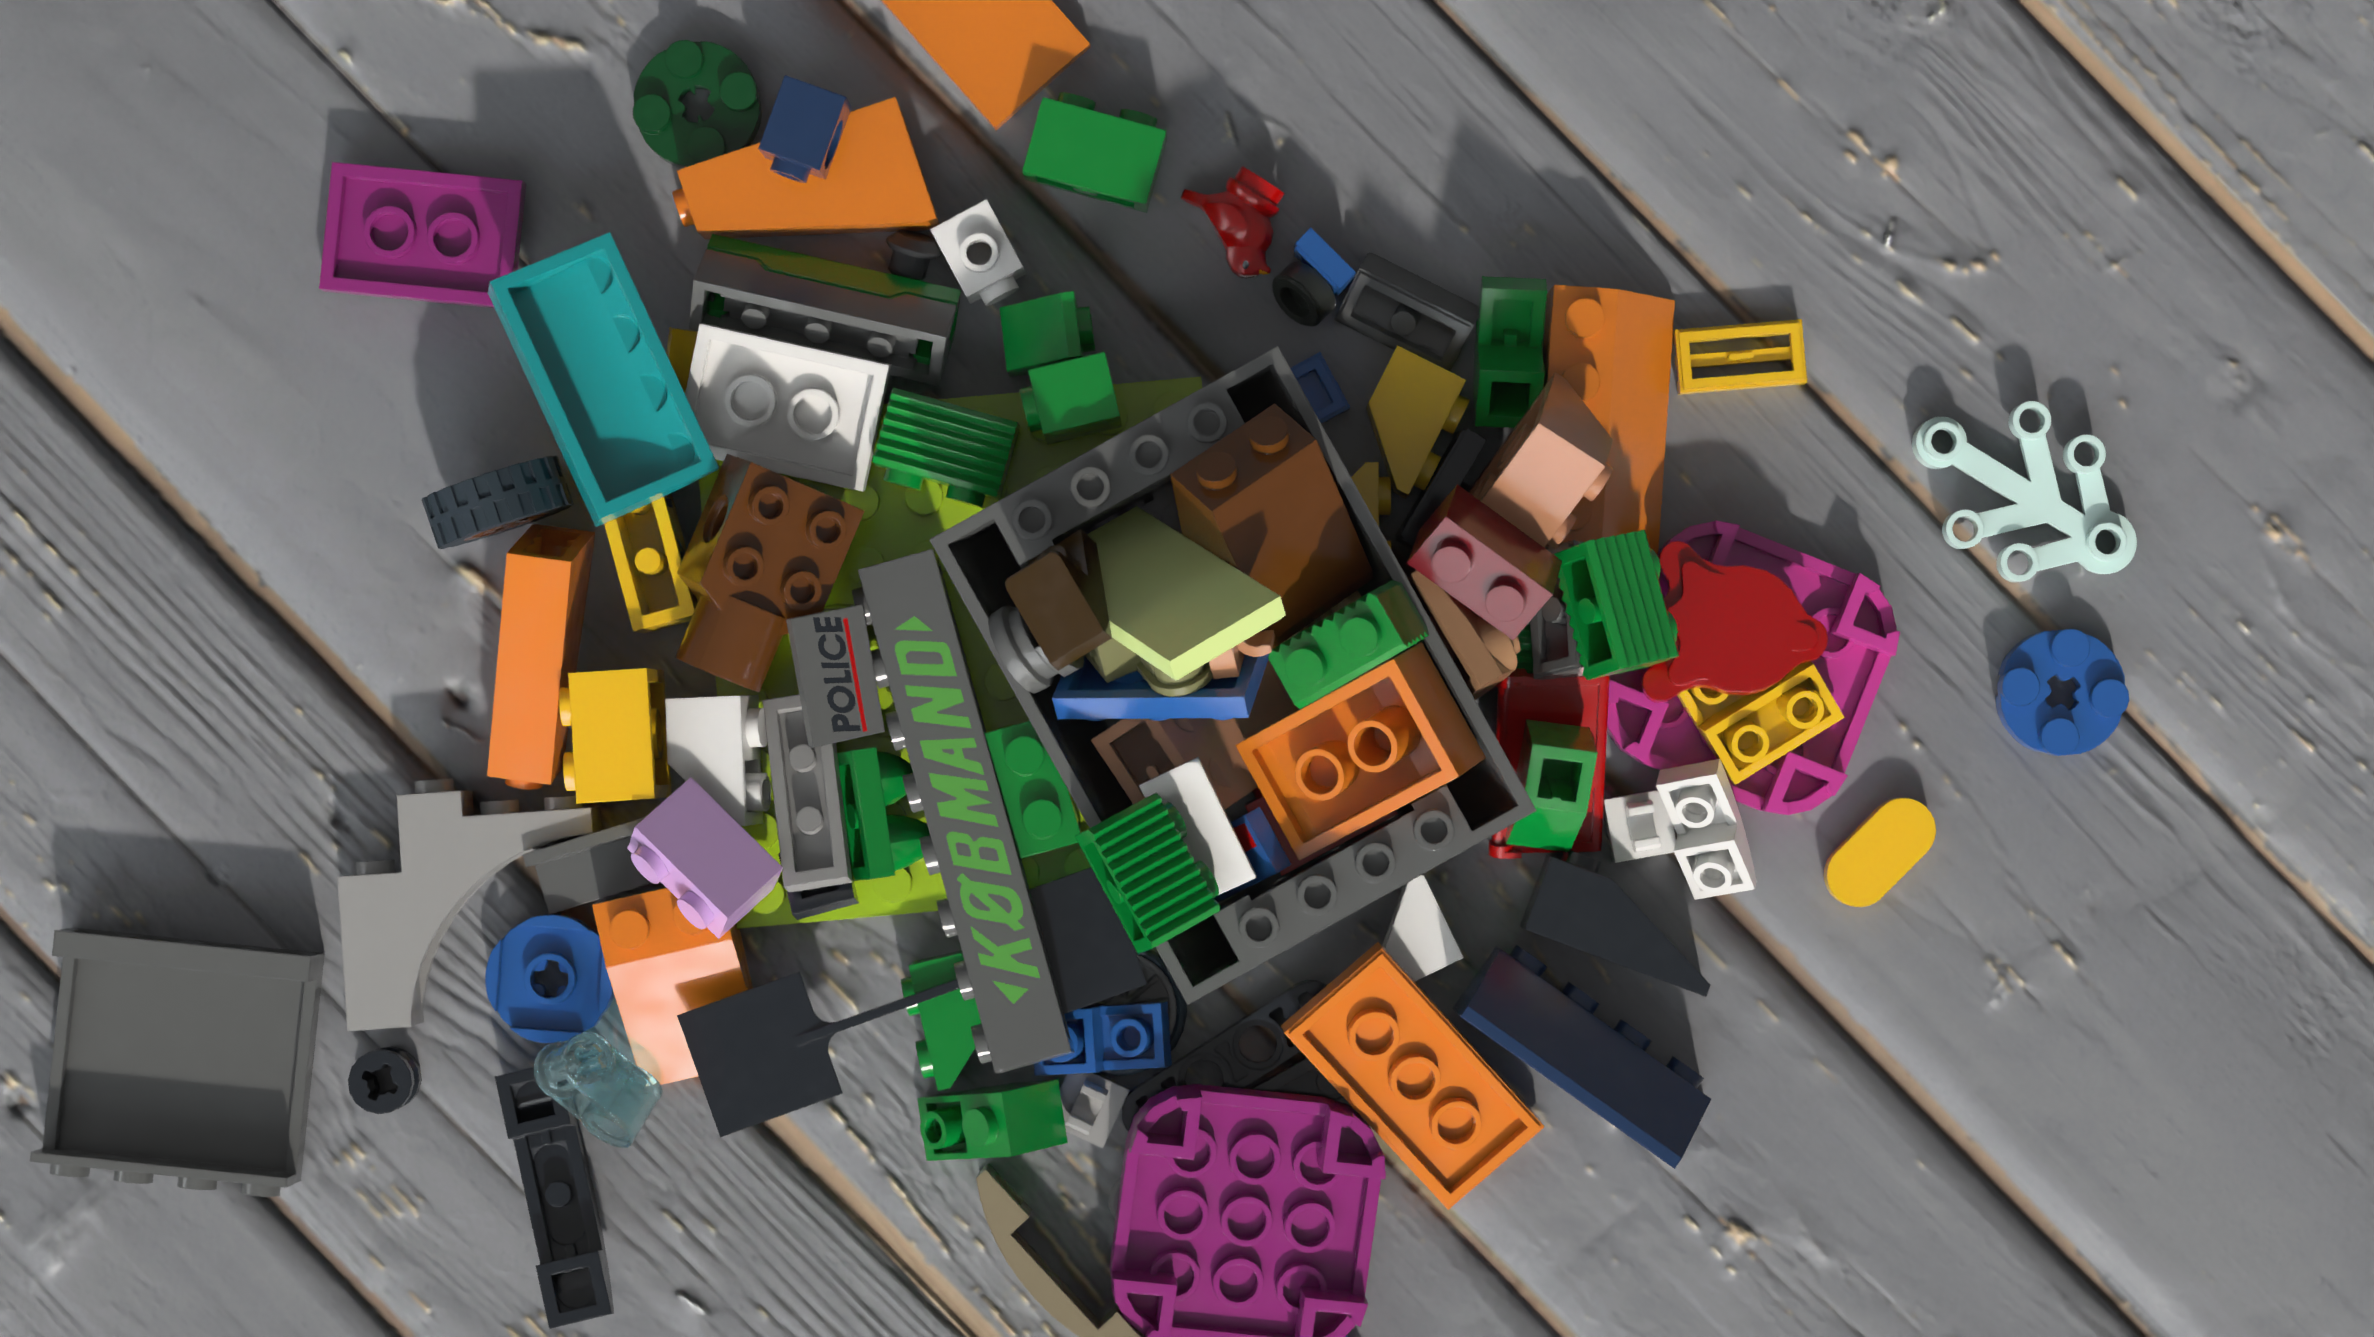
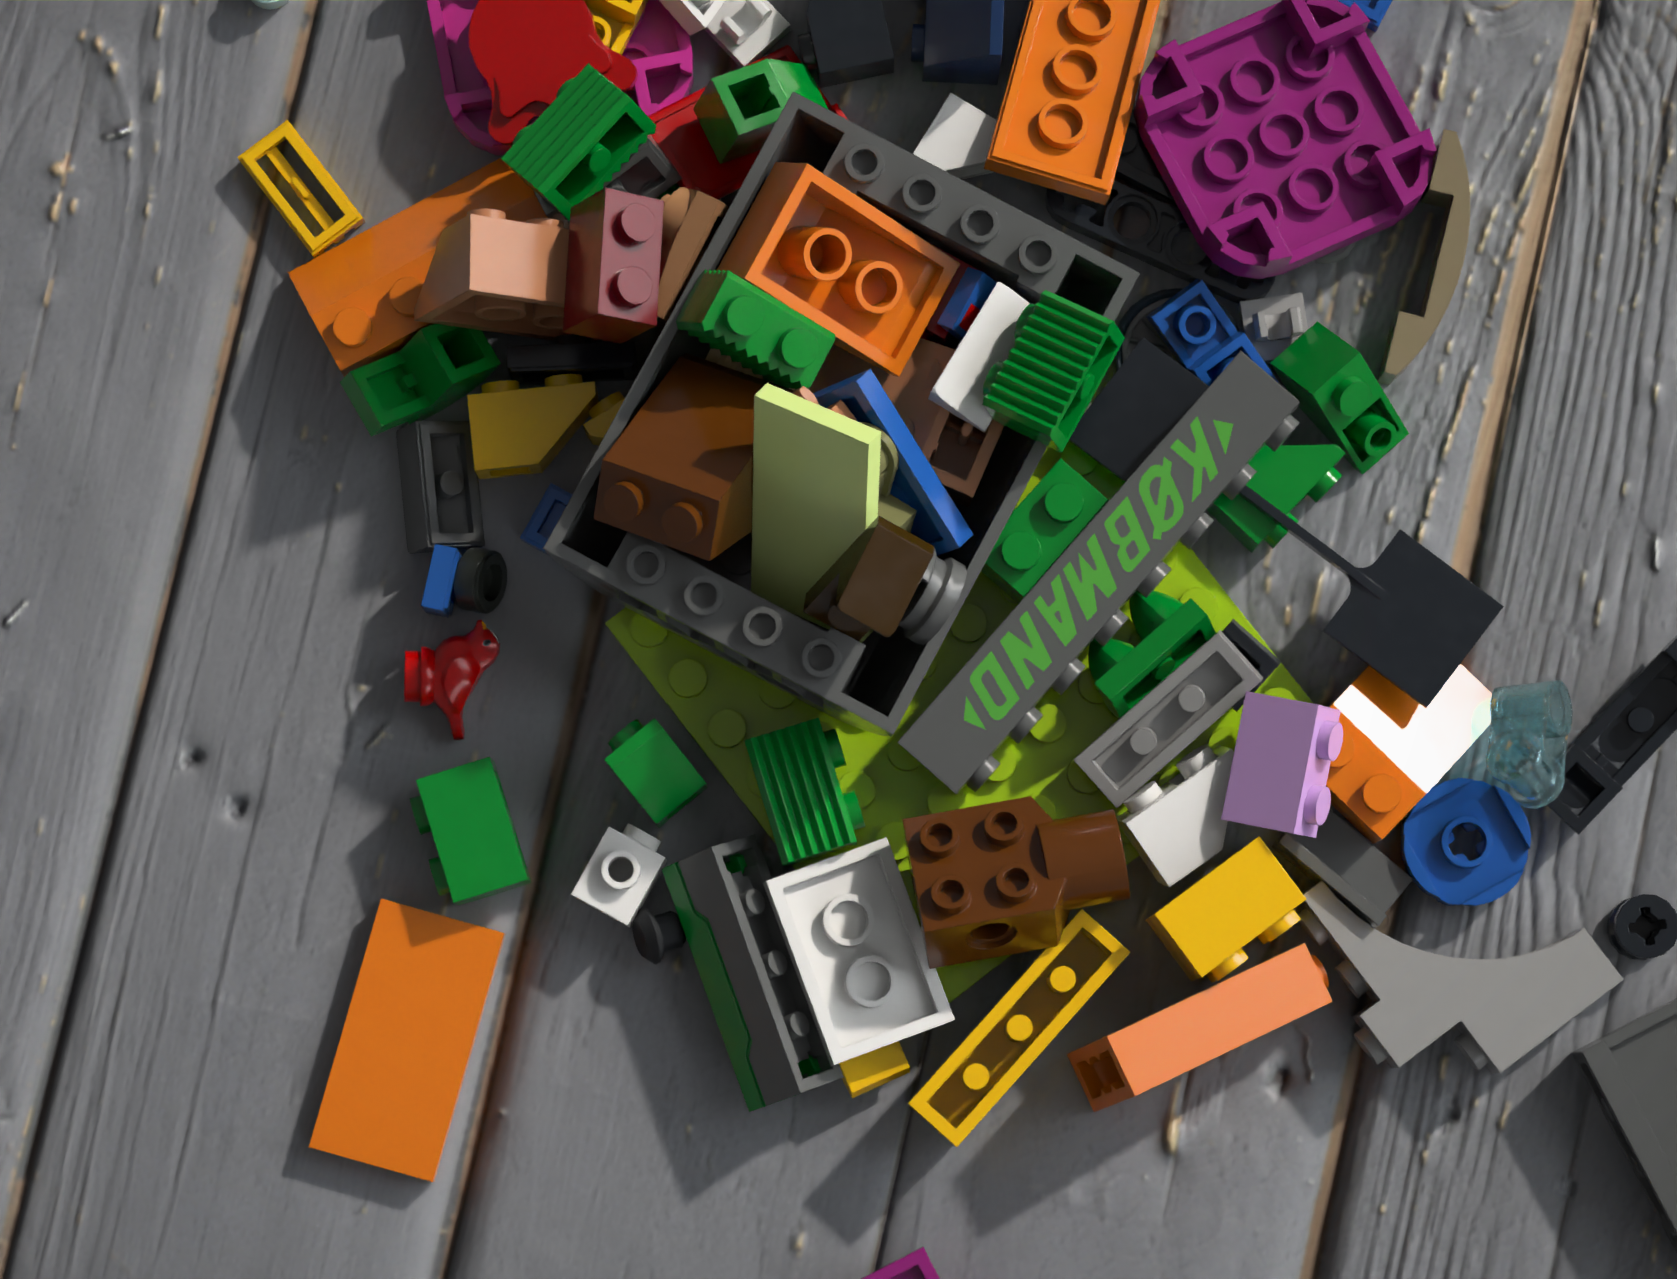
camera: 130 degrees left, 5 degrees down
(497, 501) = (1096, 1142): black wheel -> none
(602, 378) = (934, 1113): teal slope -> none
(684, 69) = (673, 1227): dark green plate -> none
(804, 130) = (612, 1081): dark blue brick -> none
(835, 674) = (1055, 753): dark grey panel -> none
(868, 189) = (641, 1048): orange slope -> none
(1071, 399) = (695, 705): green brick -> none

